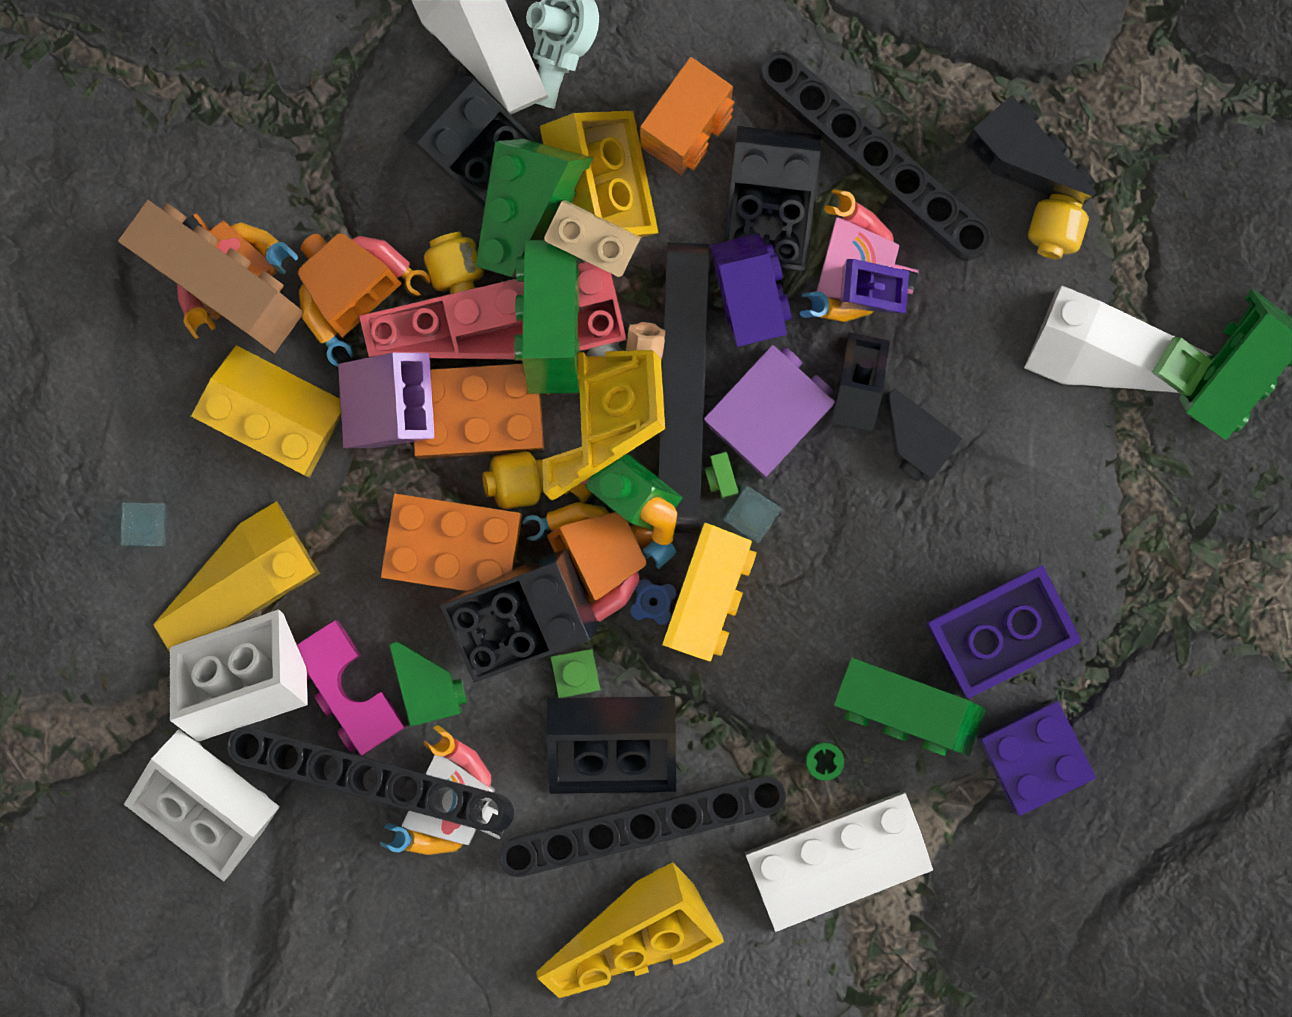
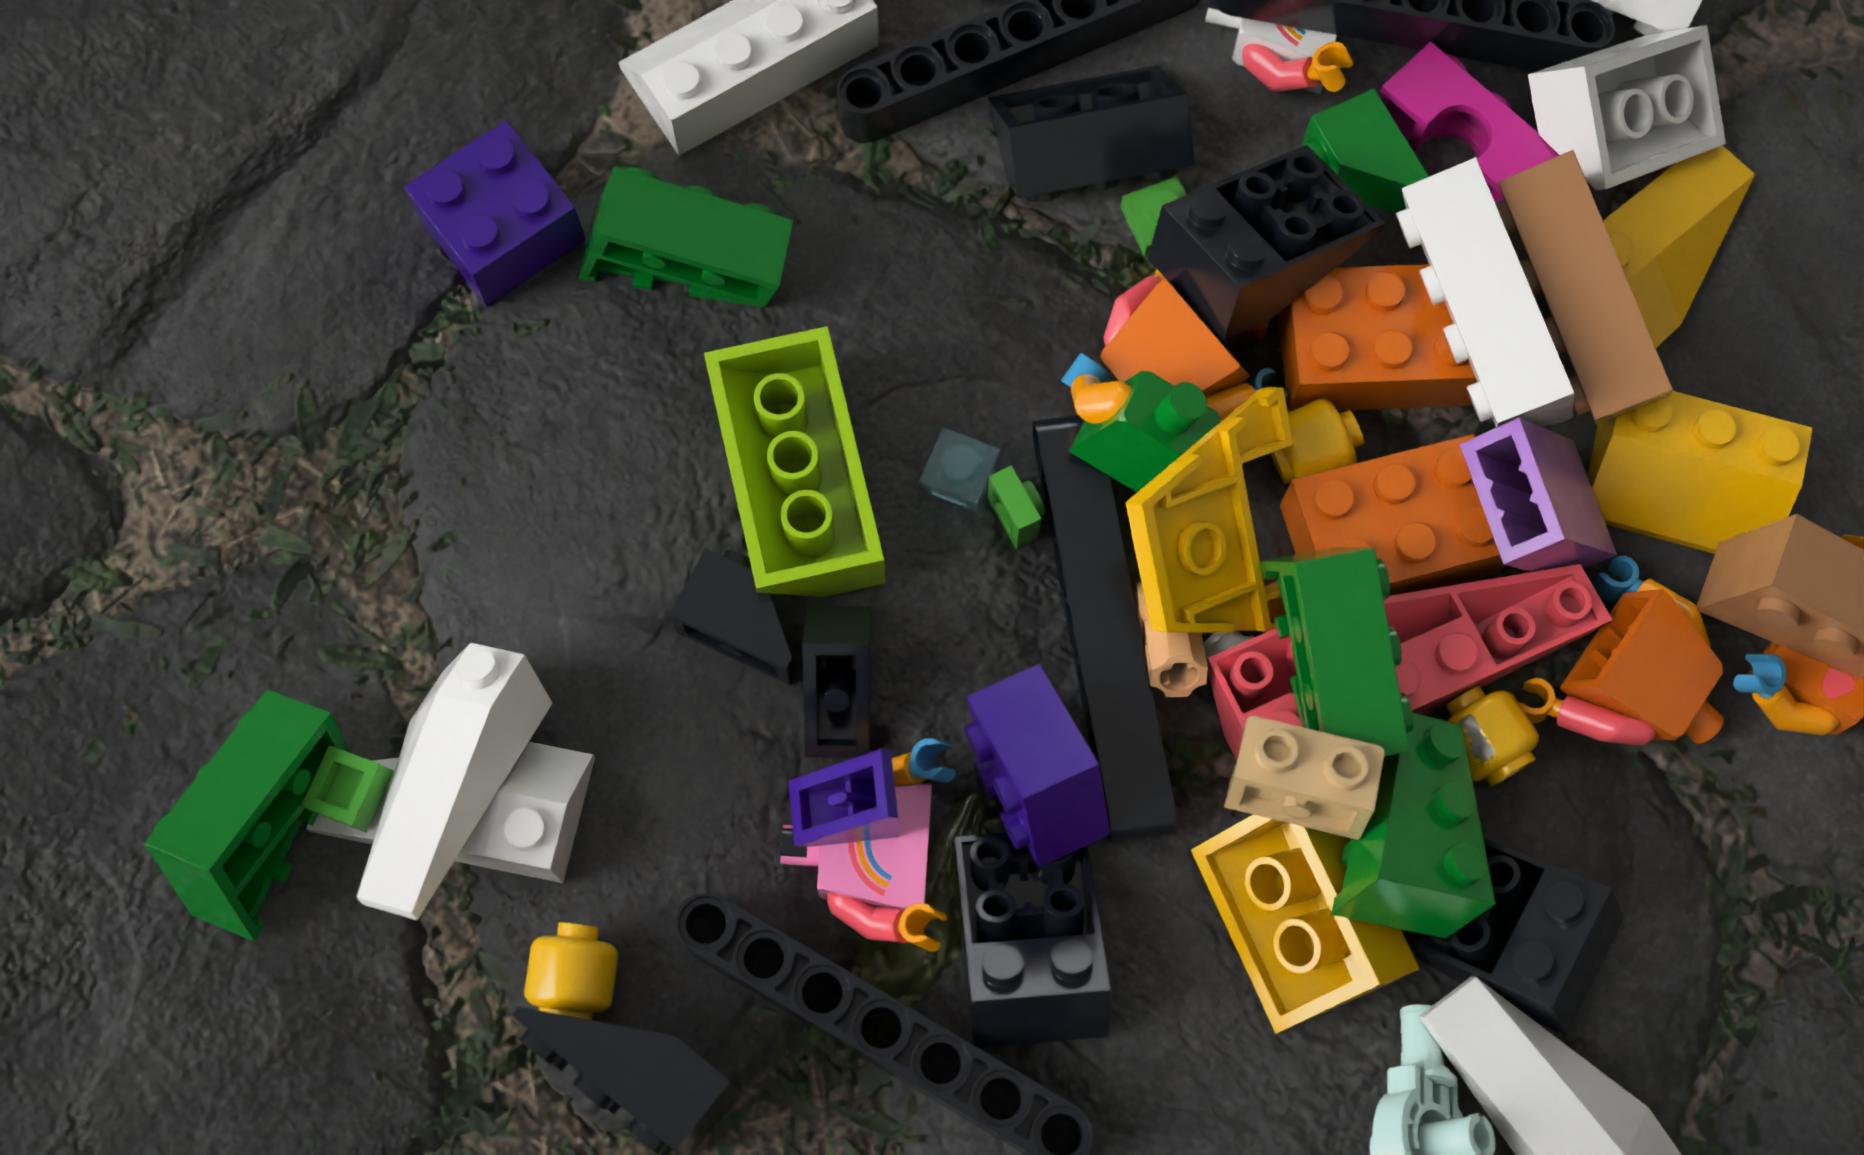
camera: 165 degrees right, 15 degrees down
(143, 524) = (1816, 292): clear light blue plate -> none
(324, 530) = (1583, 289): none -> medium nougat wedge
(388, 533) = (1487, 298): none -> white slope
(643, 609) = (1079, 309): blue plate -> none
(687, 116) = (1201, 1011): orange brick -> none
(709, 593) = (1001, 336): yellow slope -> none
(770, 410) = (964, 609): medium lavender brick -> none
(811, 762) = (785, 149): green bush -> none
(864, 525) = (795, 466): none -> lime slope
(1002, 632) = (568, 361): dark purple brick -> none
(1114, 366) = (449, 773): none -> white wedge

